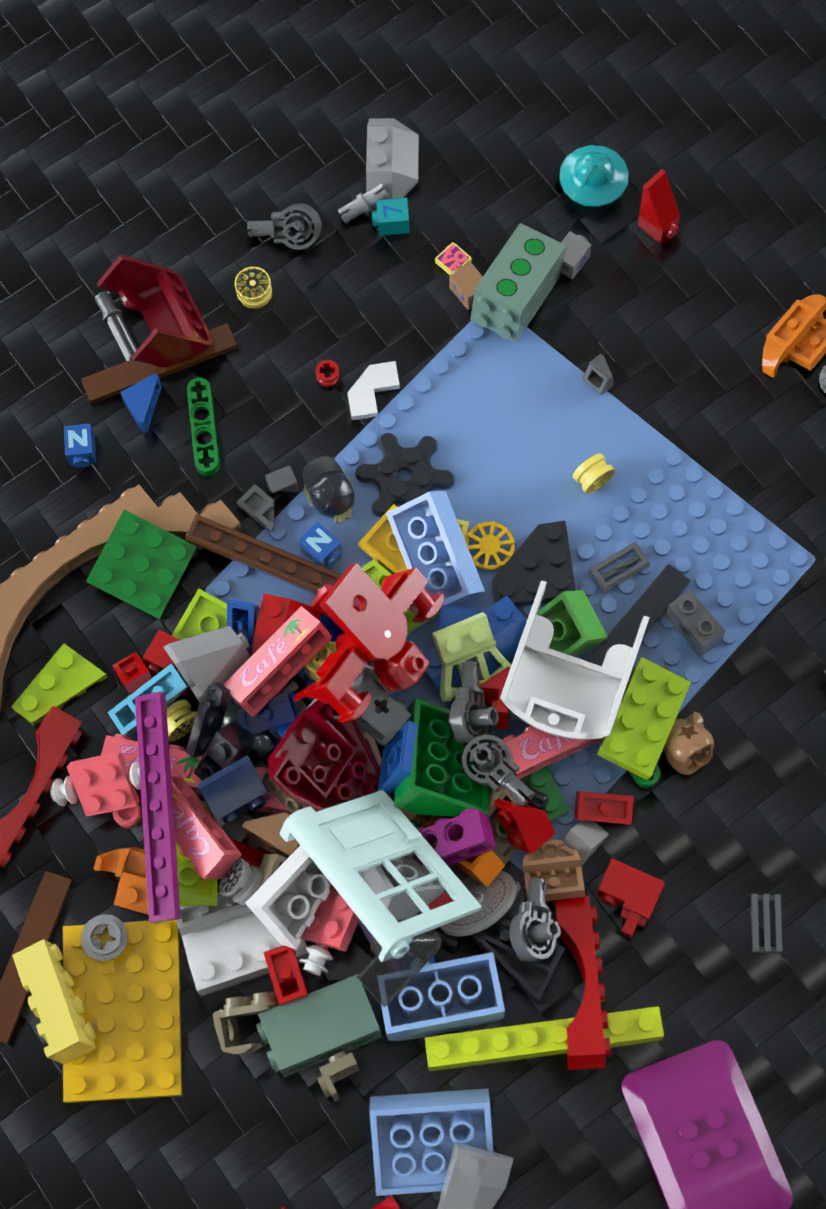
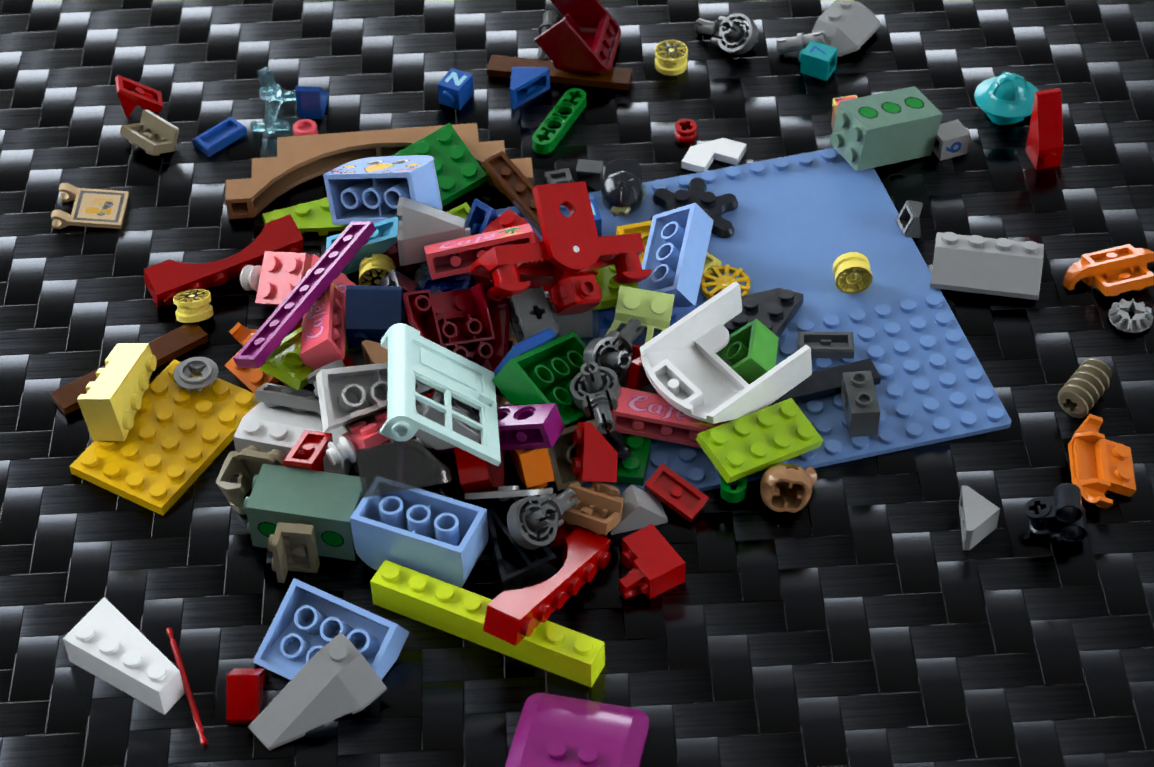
camera: 30 degrees right, 25 degrees down
(26, 856) = (193, 306): none -> light yellow wheel
(123, 628) = (372, 186): none -> light blue brick
(208, 720) = (402, 258): black hinge -> none
(697, 396) = (987, 265): none -> light grey slope
(766, 898) = (768, 632): dark grey tile -> none

